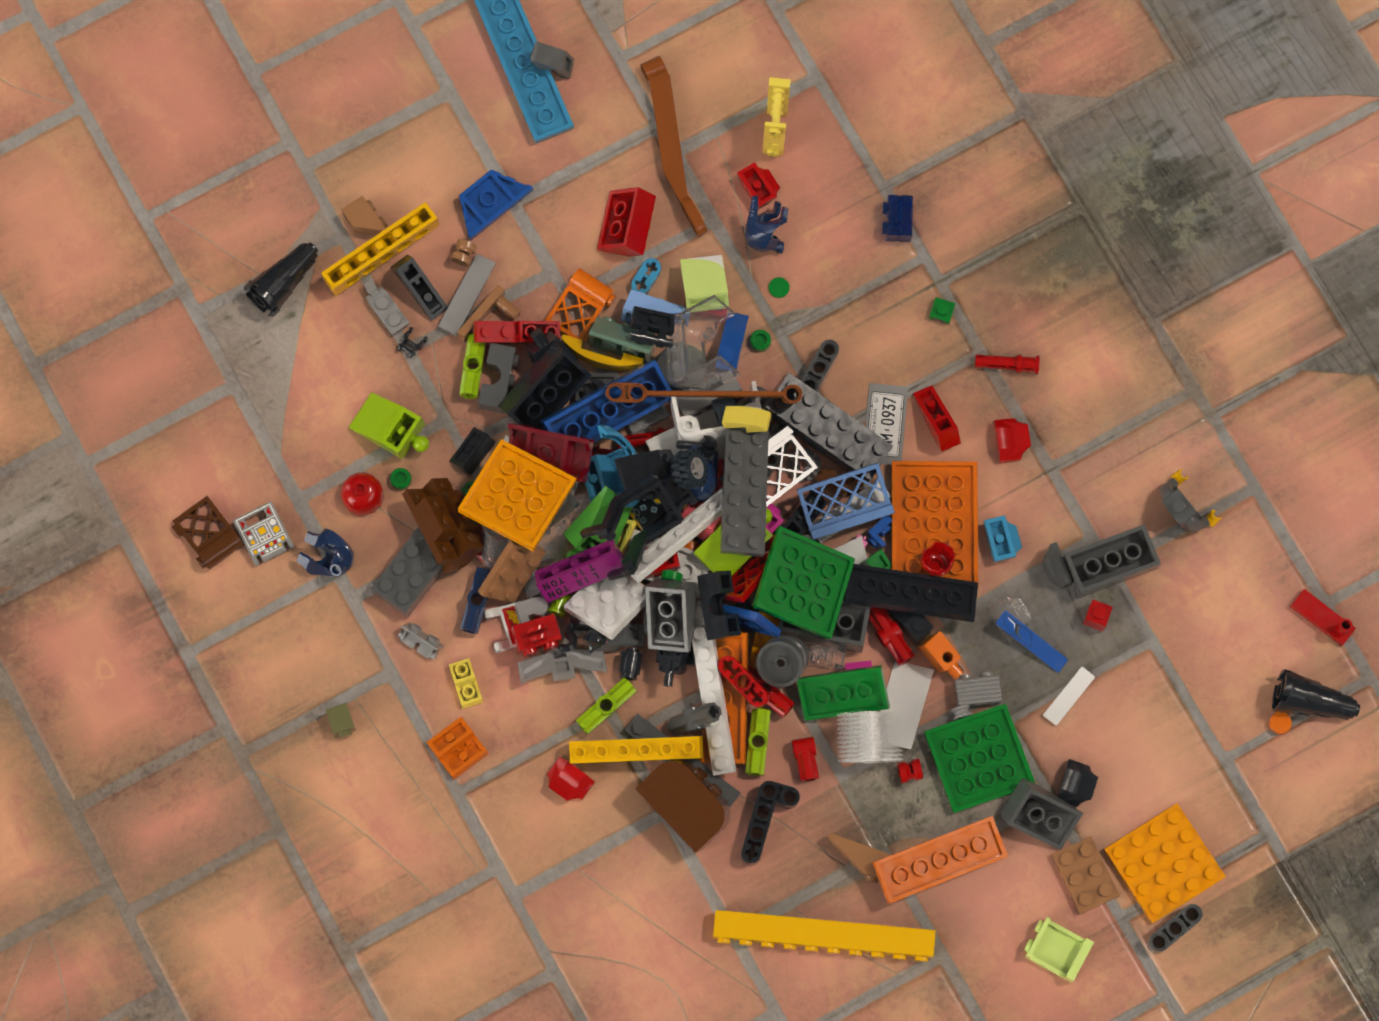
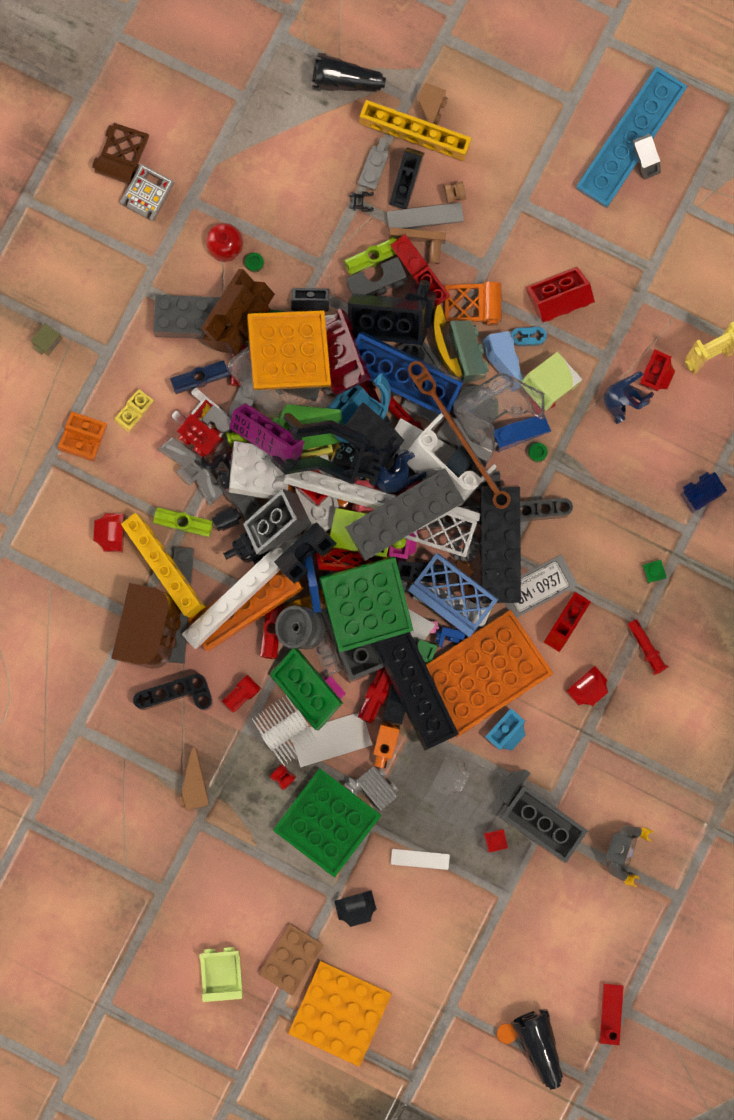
camera: 55 degrees right, 5 degrees up
(338, 556) = (160, 258): dark blue piece -> none
(387, 425) = (287, 228): lime slope -> none
(428, 643) = (144, 348): light grey hinge -> none
(489, 200) = (508, 184): blue wing -> none
(511, 572) = (232, 386): medium nougat plate -> none
(654, 322) = (493, 363): black plate -> none
(668, 138) = (648, 281): dark orange piece -> none
(671, 575) = (306, 504): green tile -> none
(690, 469) = (391, 462): black wheel -> none
(694, 719) = (212, 592): dark grey piece -> none
(702, 445) = (421, 464): black bar -> none
(751, 418) = (461, 478): light yellow slope -> none
(757, 755) = (218, 657): lime piece -> none
(758, 689) = (259, 602): red beam -> none
(778, 287) = (588, 439): green piece -> none
(824, 934) = (118, 793): yellow brick -> none
(938, 559) = (456, 693): red hair -> none
(940, 859) = (229, 843): orange plate -> none
(1031, 641) = (442, 804): blue sticker -> none
(1040, 814) = (313, 895): dark grey slope -> none
(1183, 923) = (286, 1046): dark grey beam -> none

